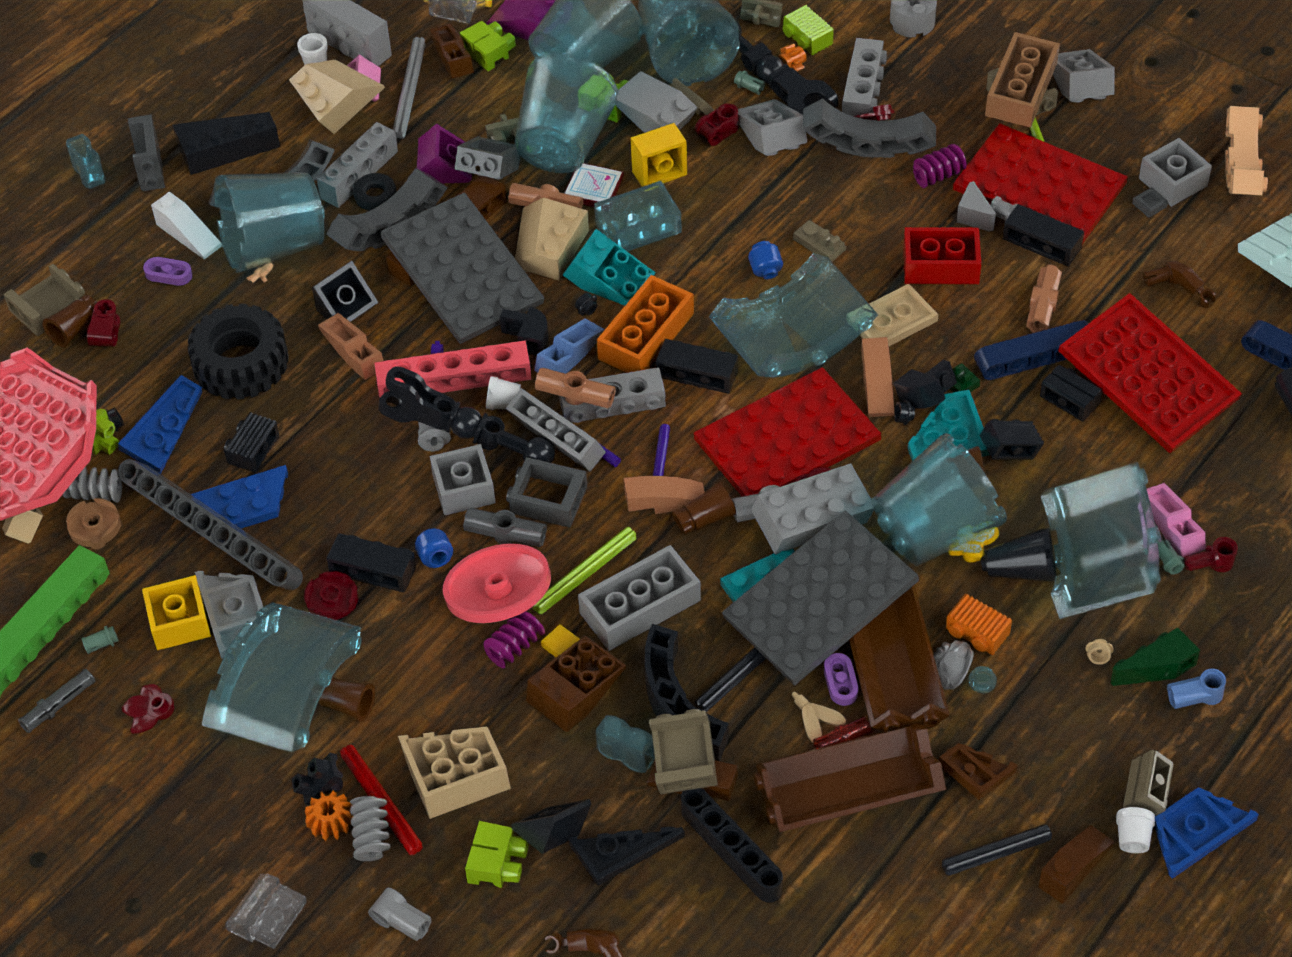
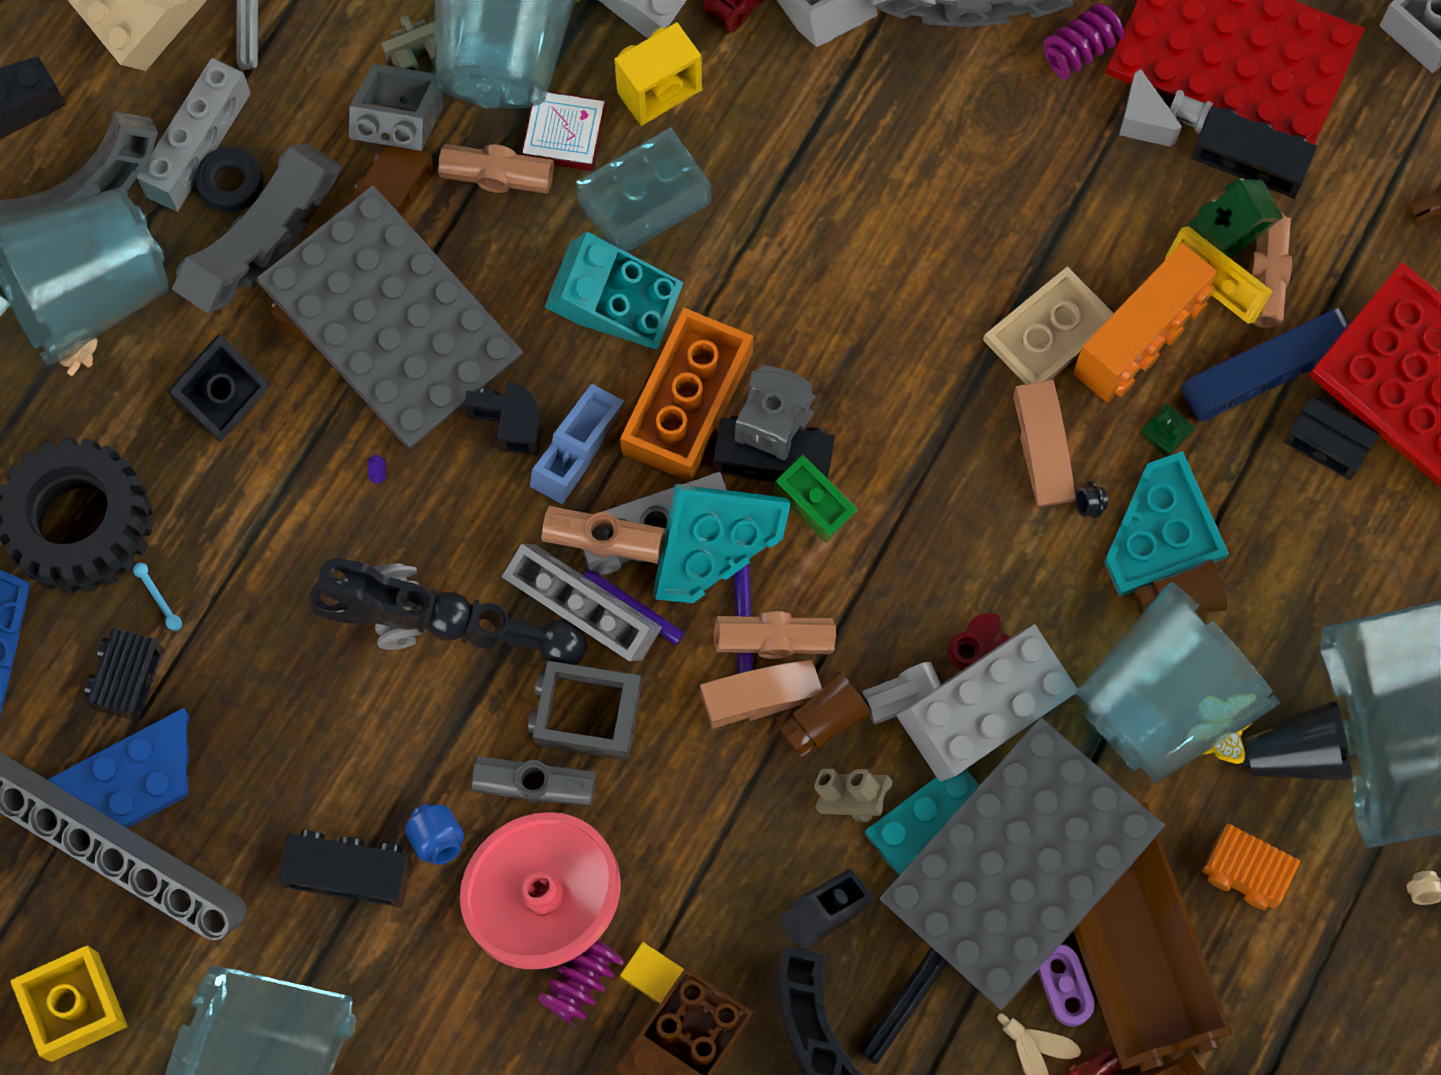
camera: 10 degrees left, 20 degrees up
(229, 604) = (149, 975): light grey wing -> none
(288, 421) = (173, 622): none -> medium azure hinge
(331, 595) = (294, 930): dark red tile -> none
(351, 345) = (245, 476): nougat slope -> none
(438, 156) = (319, 102): magenta slope -> none
(462, 479) = (457, 709): light grey brick -> none
(463, 367) = (396, 523): coral brick -> none
(500, 393) = (490, 542): white piece -> none
(550, 237) = (511, 239): tan wedge -> none
(585, 569) = (670, 830): lime axle -> none
(586, 304) = (589, 357): black plate -> none
(639, 597) = (753, 887): light grey brick -> none
(648, 400) = (713, 537): none -> teal plate
(679, 461) = (774, 635): none -> nougat piece
(684, 610) = (826, 909): none -> black brick
(696, 331) = (774, 410): none -> dark grey piece
(715, 555) = (852, 793): none -> dark tan hips
(717, 388) = (814, 498): none -> green panel
(765, 260) = (847, 246): blue head -> none
(787, 434) = (924, 560): red plate -> none
(796, 323) = (911, 358): clear light blue panel -> none
(819, 240) = (921, 196): dark tan plate -> none
(926, 388) = (1119, 463): black brick -> none
(942, 255) = (1111, 211): red brick -> none
(953, 315) = (1145, 323): none -> orange brick
(953, 663) = (1222, 933): light grey hat -> none
(982, 679) = (1266, 958): clear light blue plate -> none
(1008, 295) = (1232, 283): none -> yellow tile
(1011, 439) = (1257, 537): black brick -> none
(1023, 264) = (1237, 216): none -> dark green brick
(1150, 202) = (1401, 68): dark grey tile -> none

